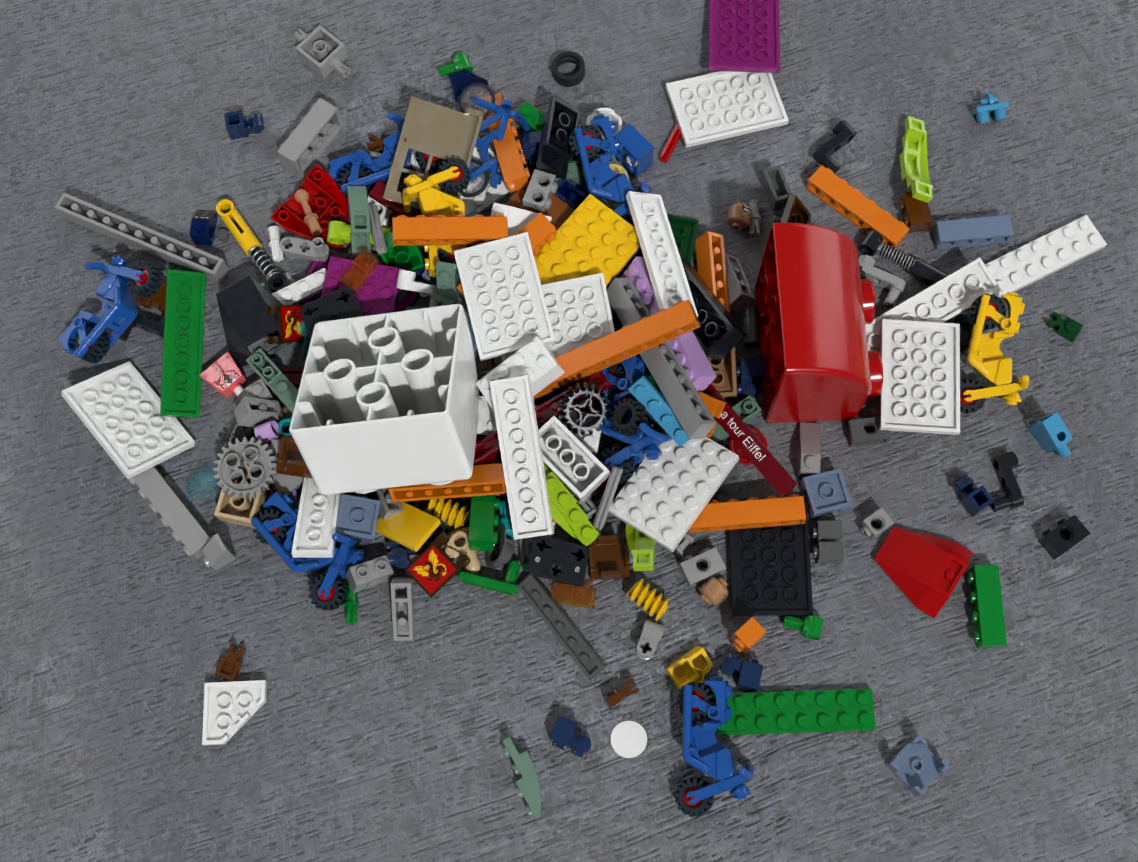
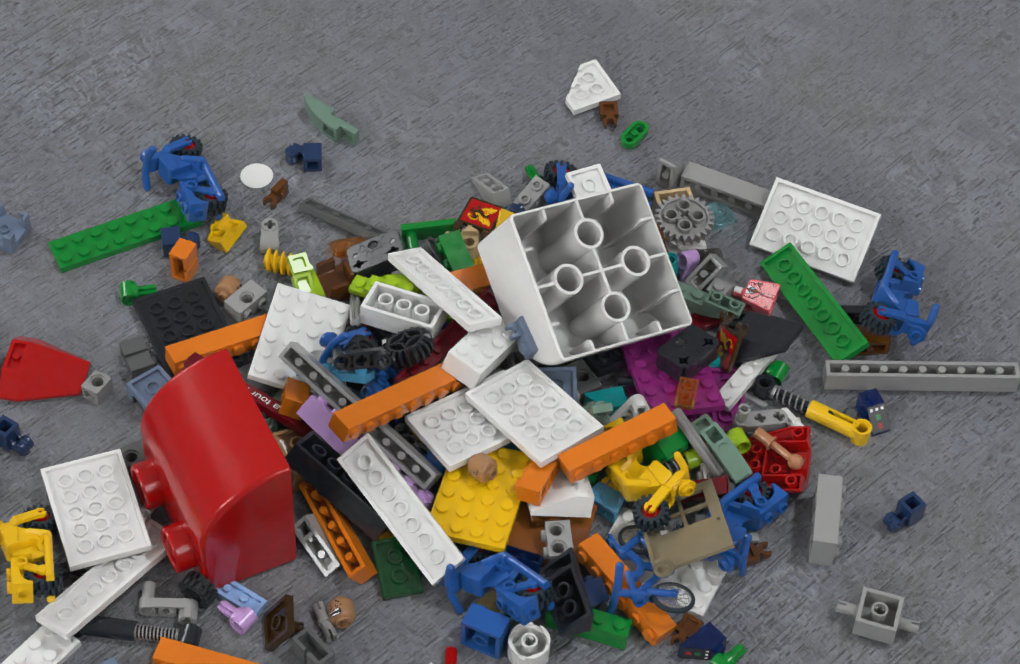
camera: 150 degrees right, 20 degrees down
(222, 623) = (634, 134): none -> green plate
(476, 370) = (525, 339): none -> sand blue plate
(573, 265) = (482, 467): none -> medium nougat head
(621, 390) = (347, 359): none -> black beam

